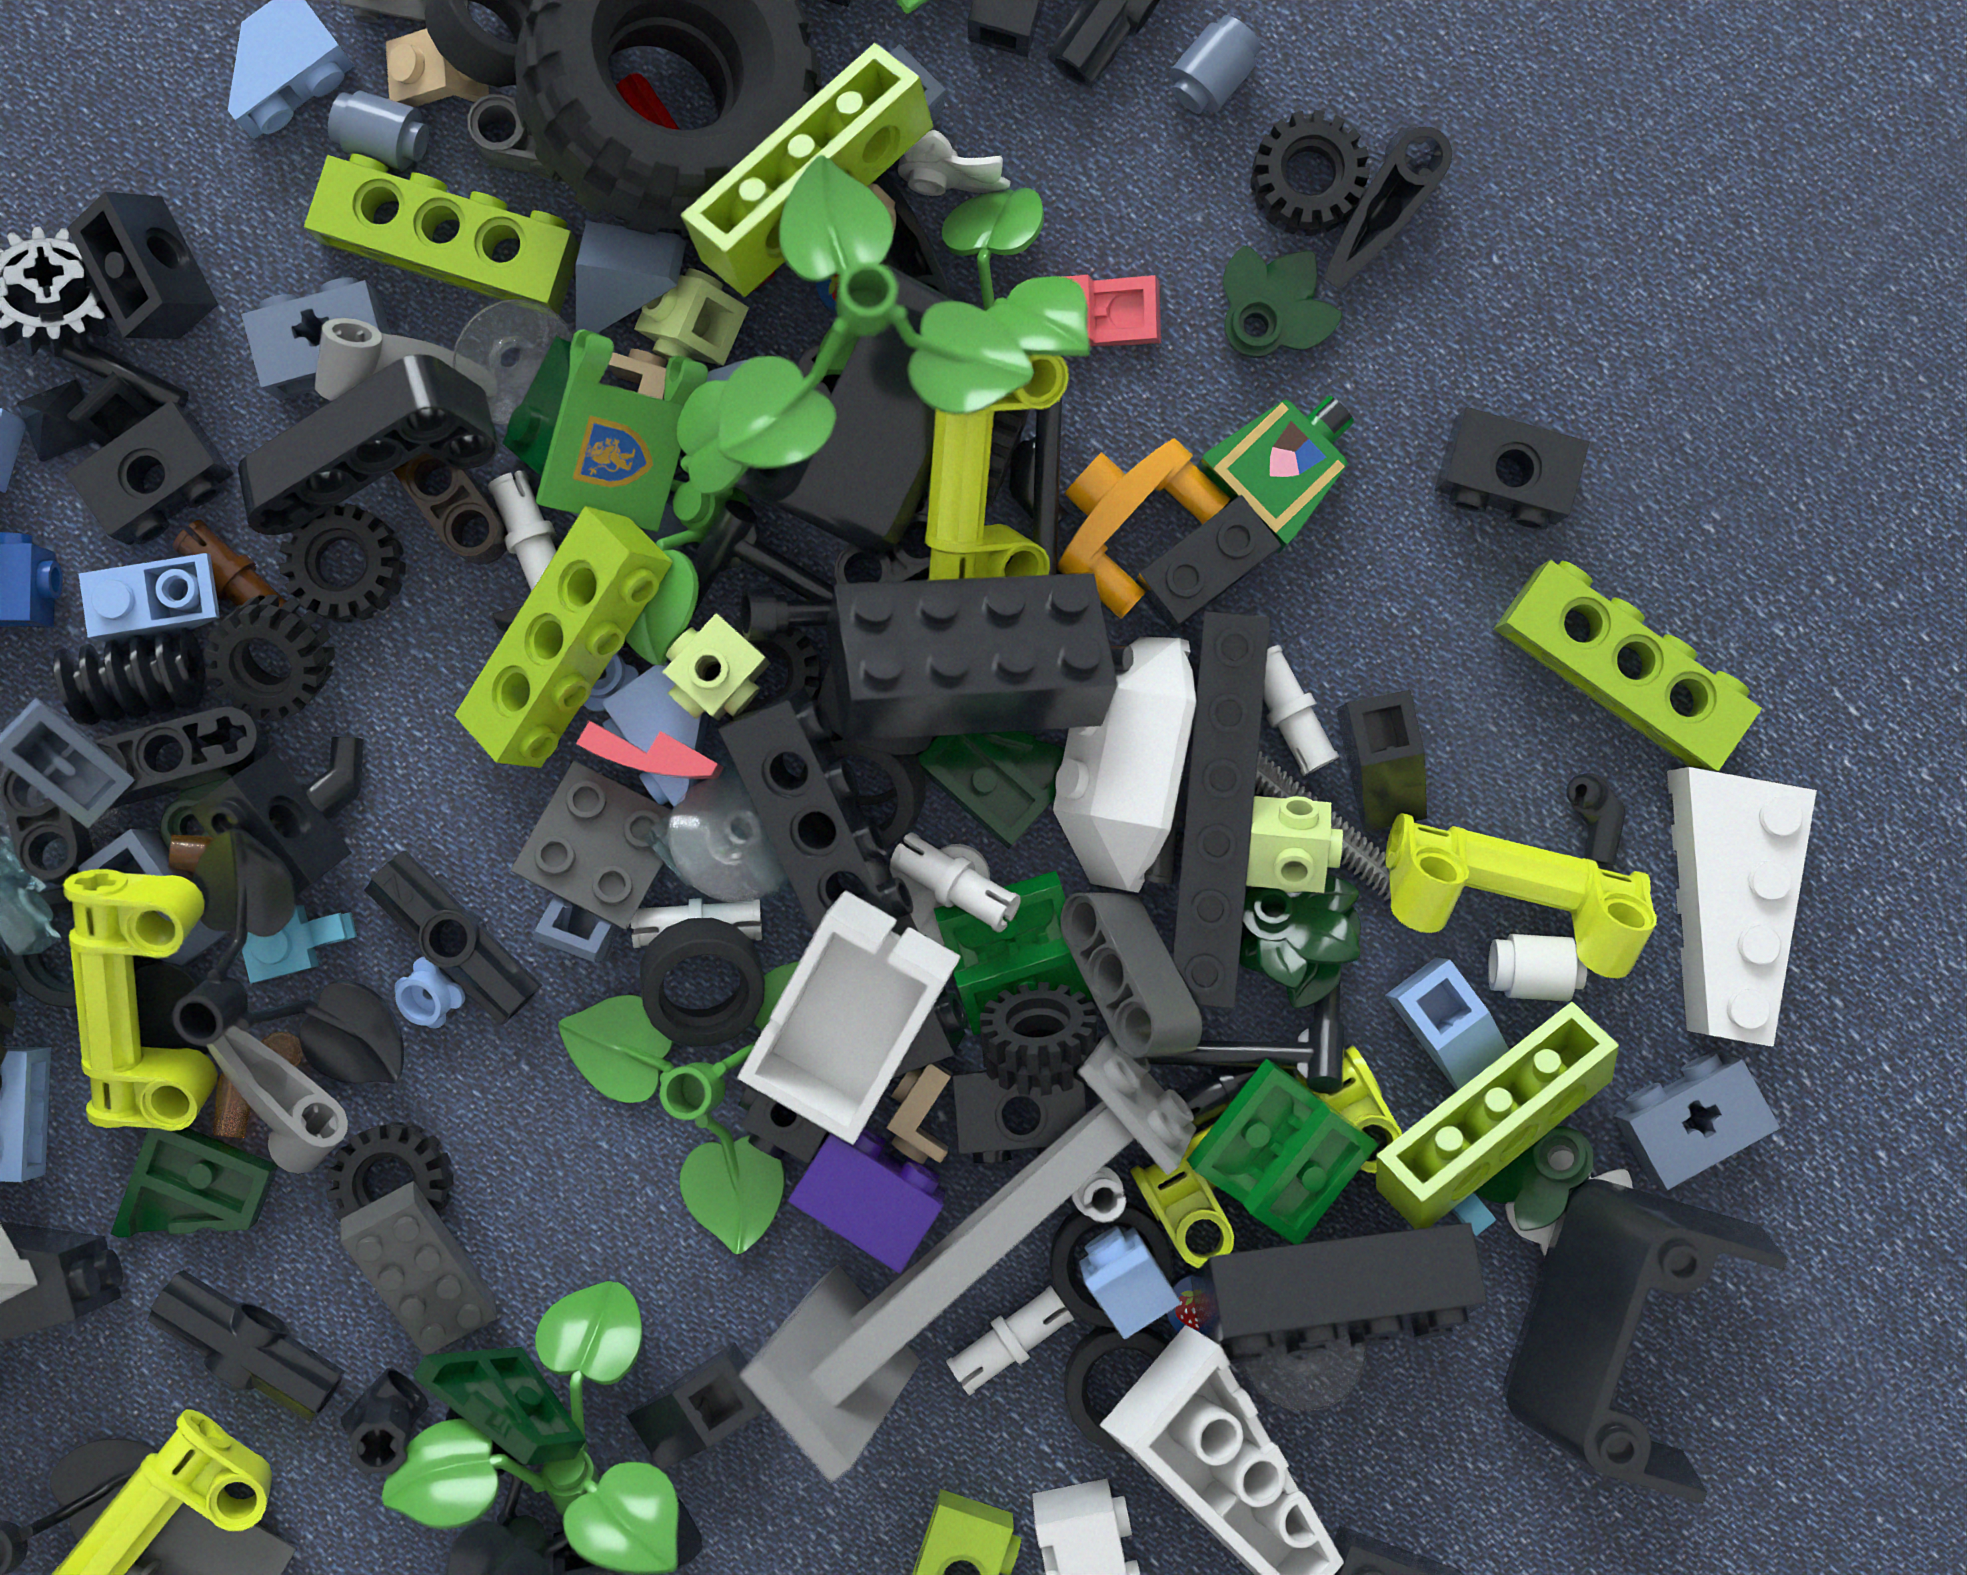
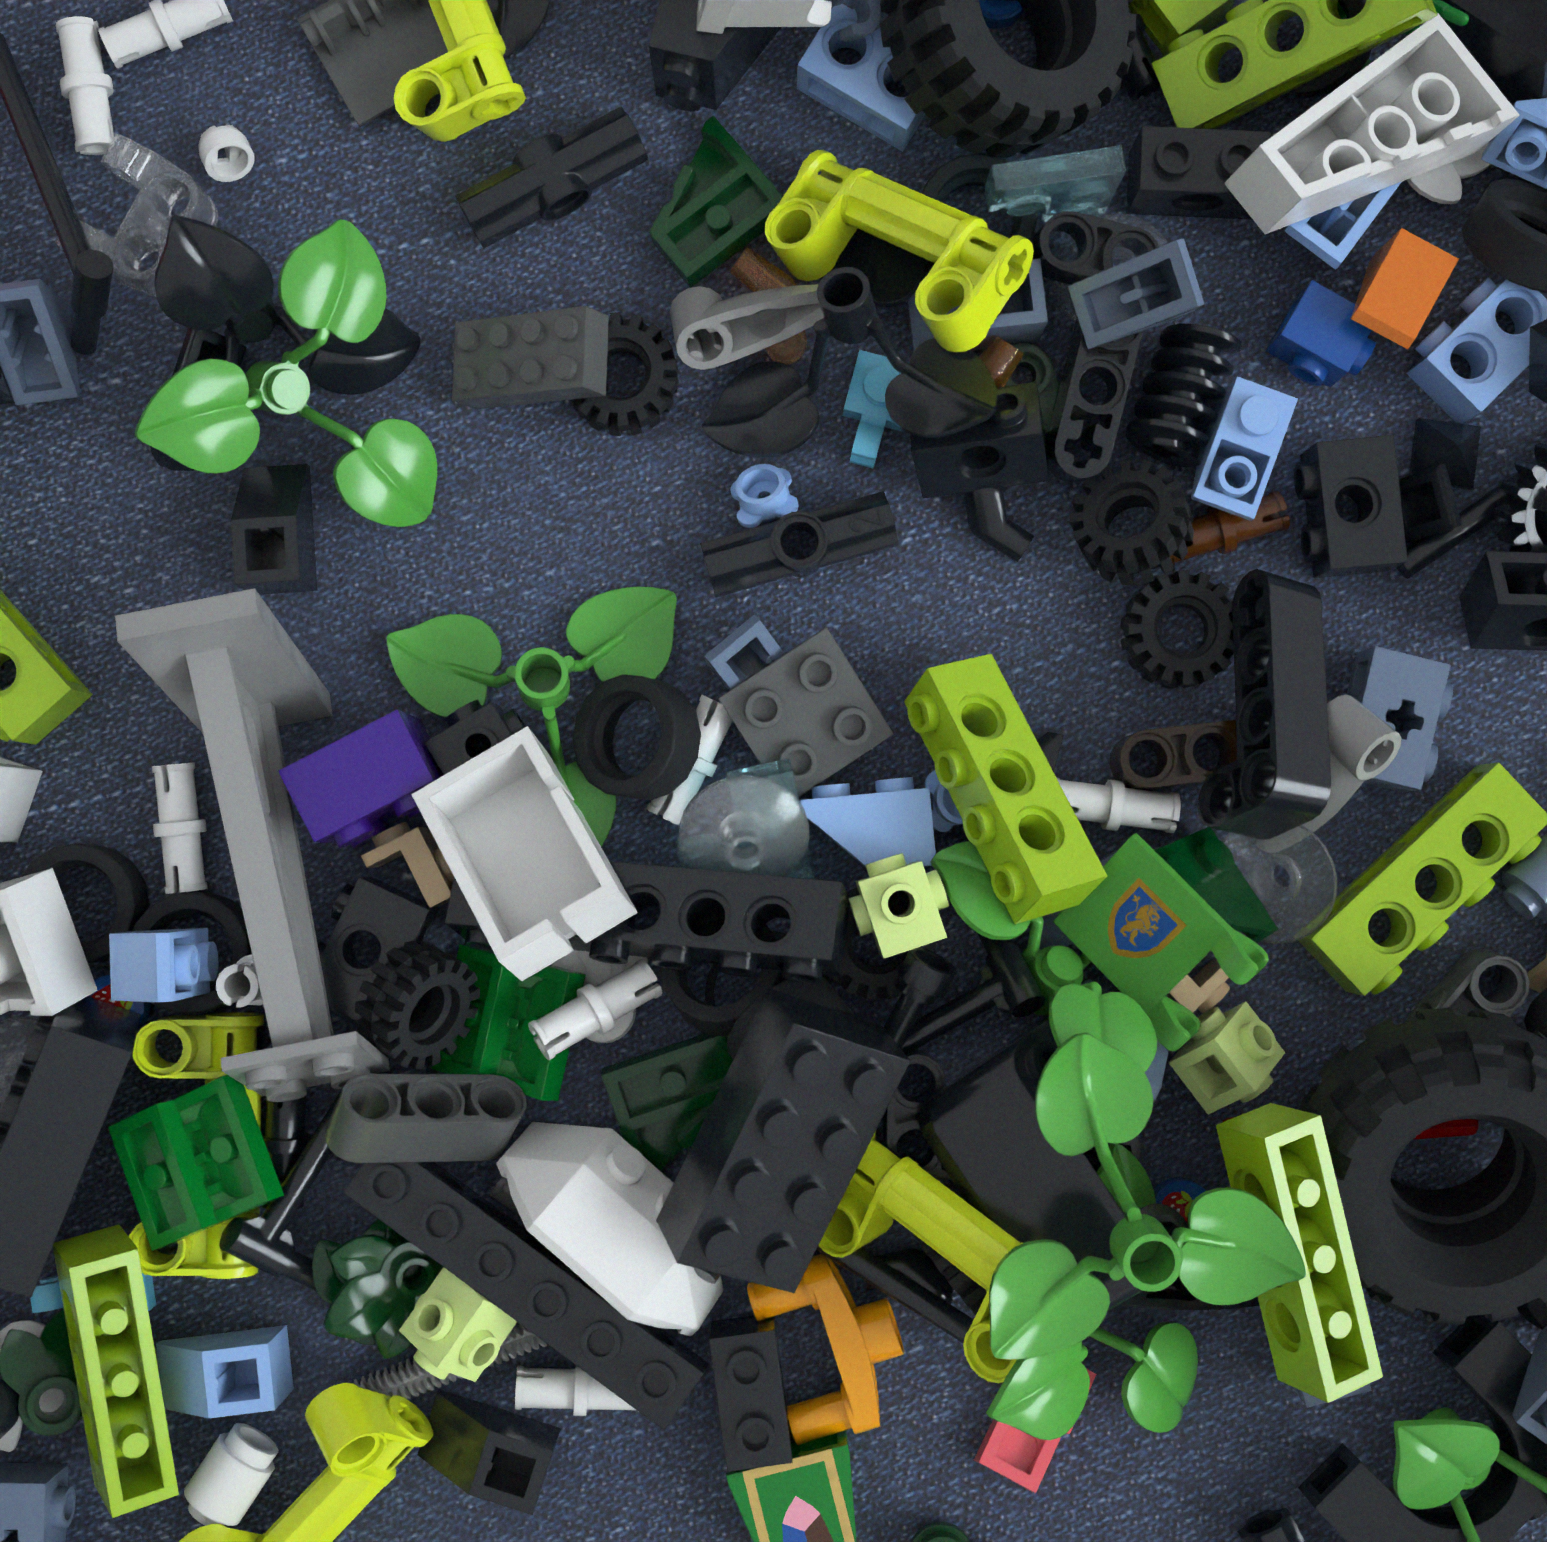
camera: 120 degrees right, 0 degrees up
(382, 1422) = (417, 254): black piece -> none
(504, 1400) = (372, 370): dark green wing -> none
(622, 272) = (1300, 1022): sand blue slope -> none
(664, 758) = (845, 819): coral slope -> none
(934, 167) = (1240, 1356): white plate -> none

